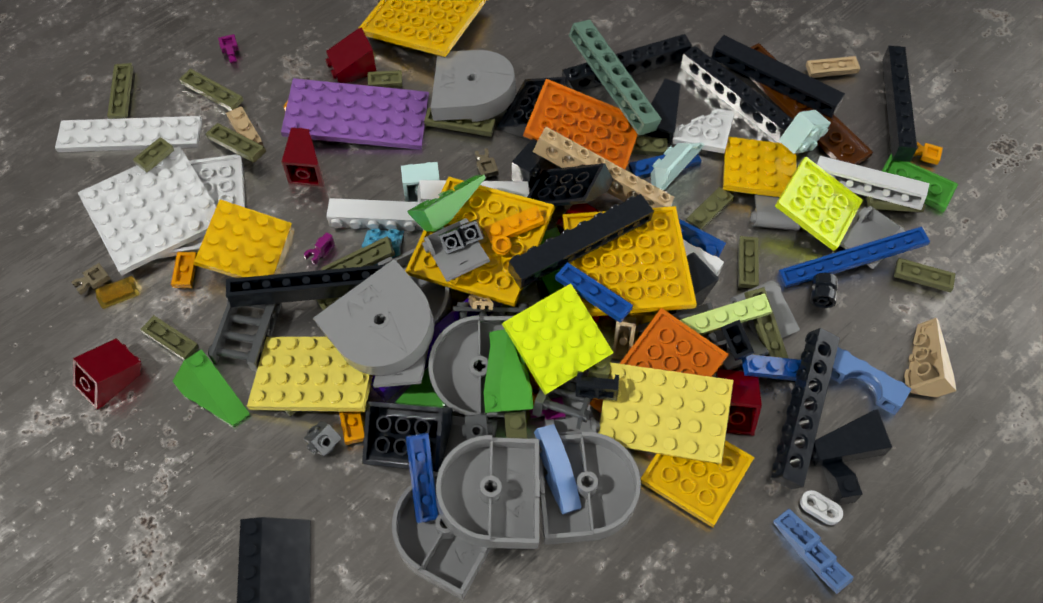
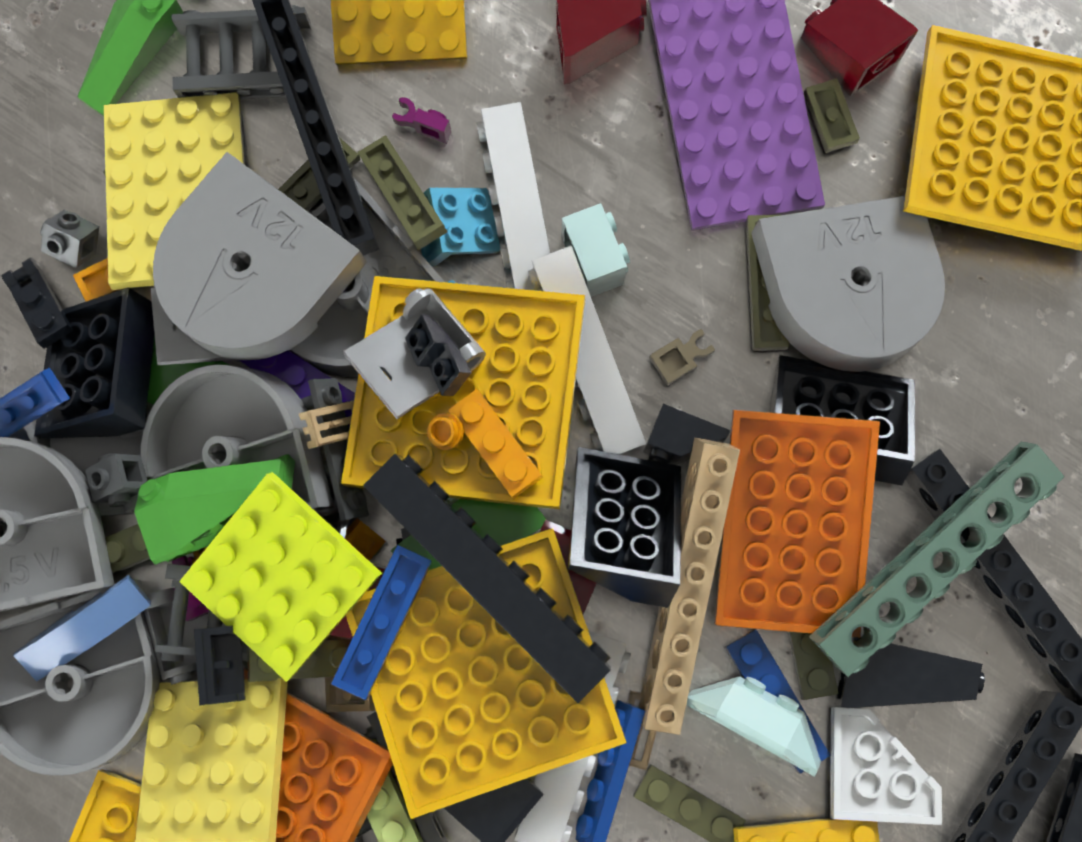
camera: 80 degrees right, 20 degrees up
(354, 465) = (37, 303): none -> black plate
(438, 212) = (499, 300): bright green wedge -> none

